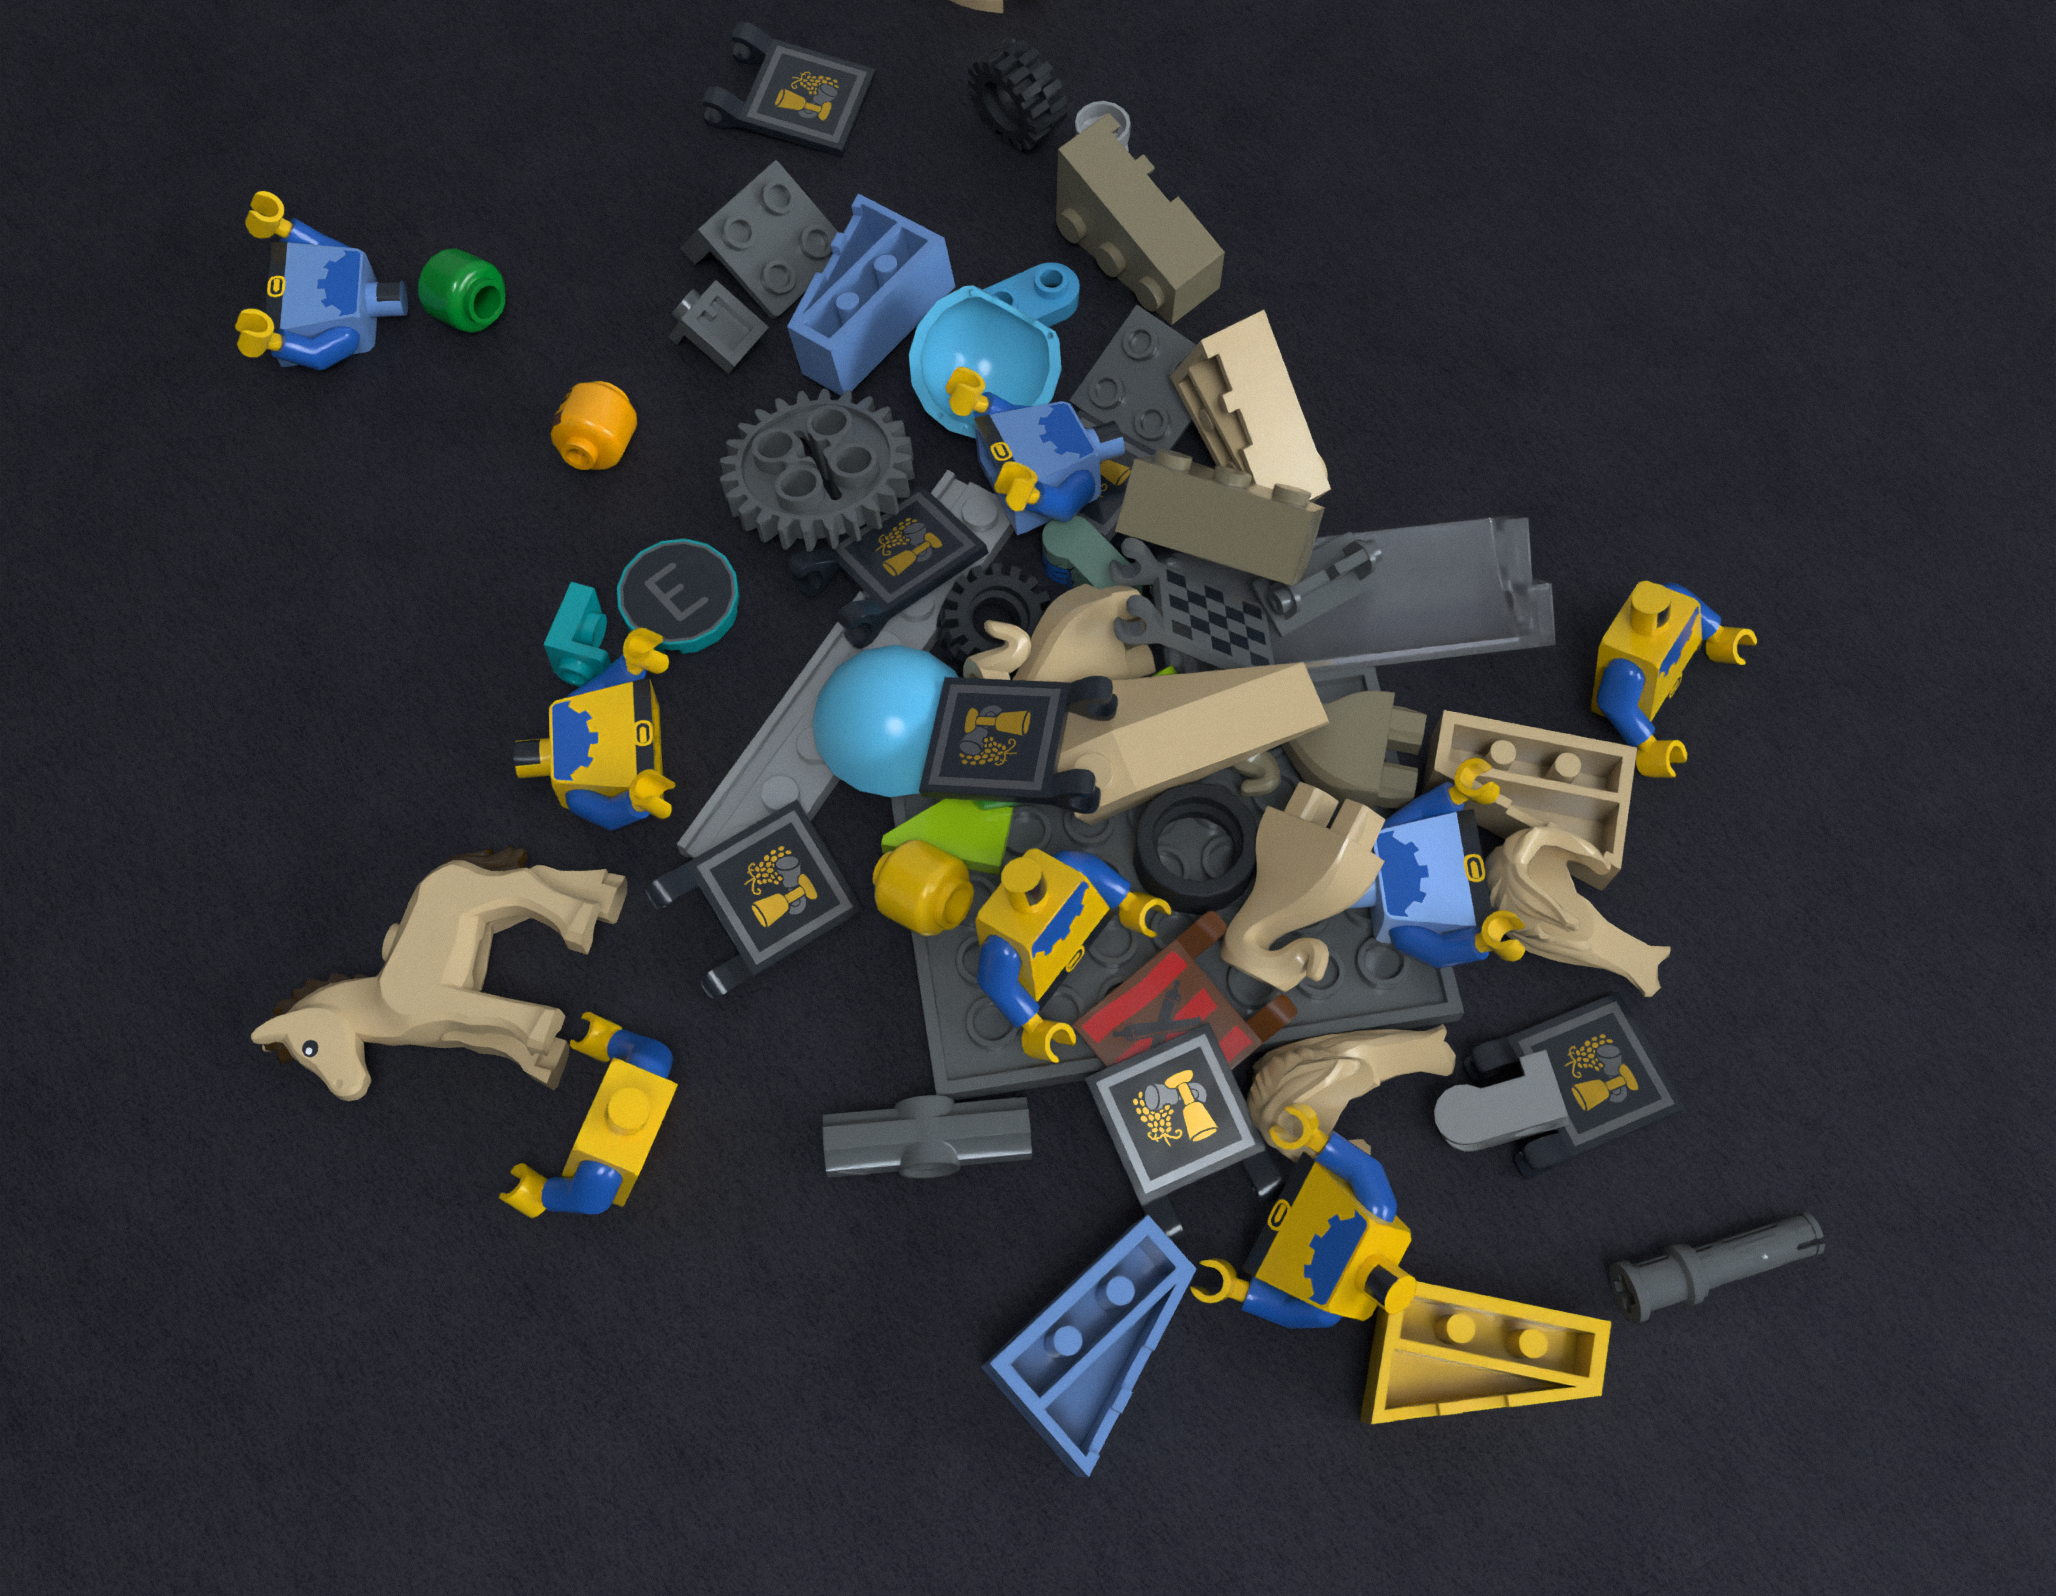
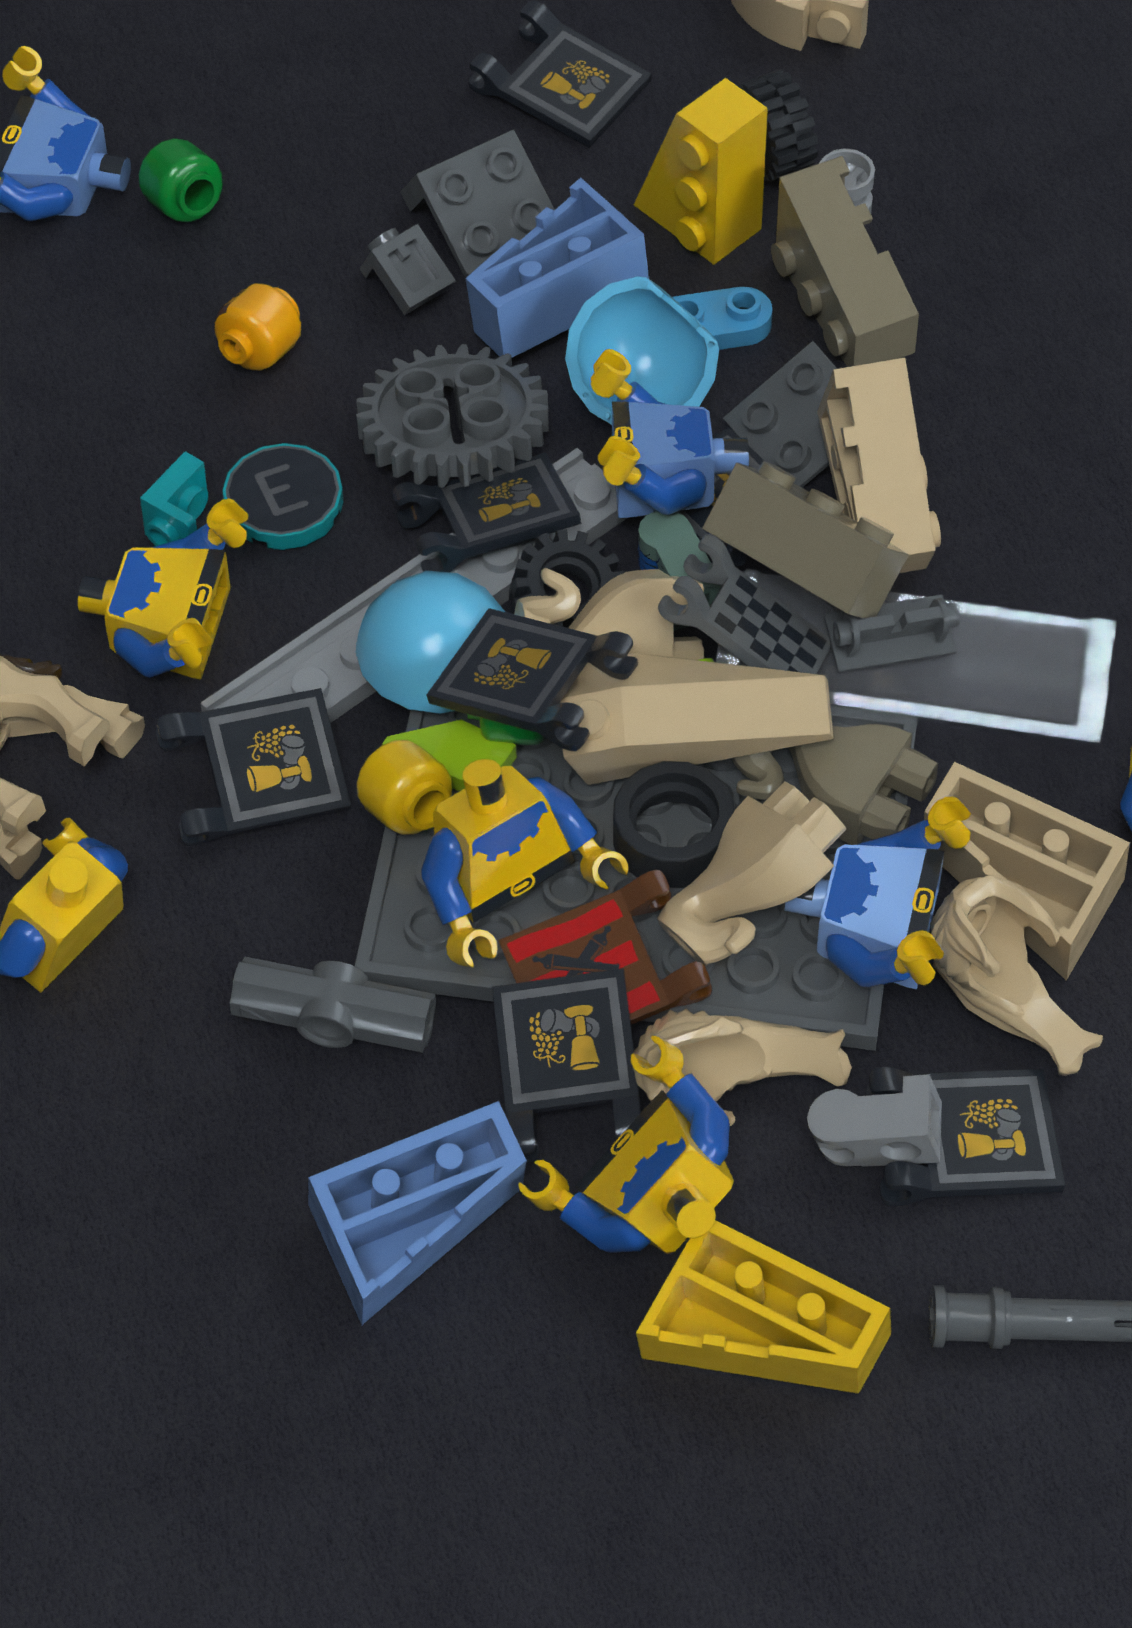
camera: 20 degrees right, 10 degrees down
(982, 158) = (710, 173): none -> yellow wedge

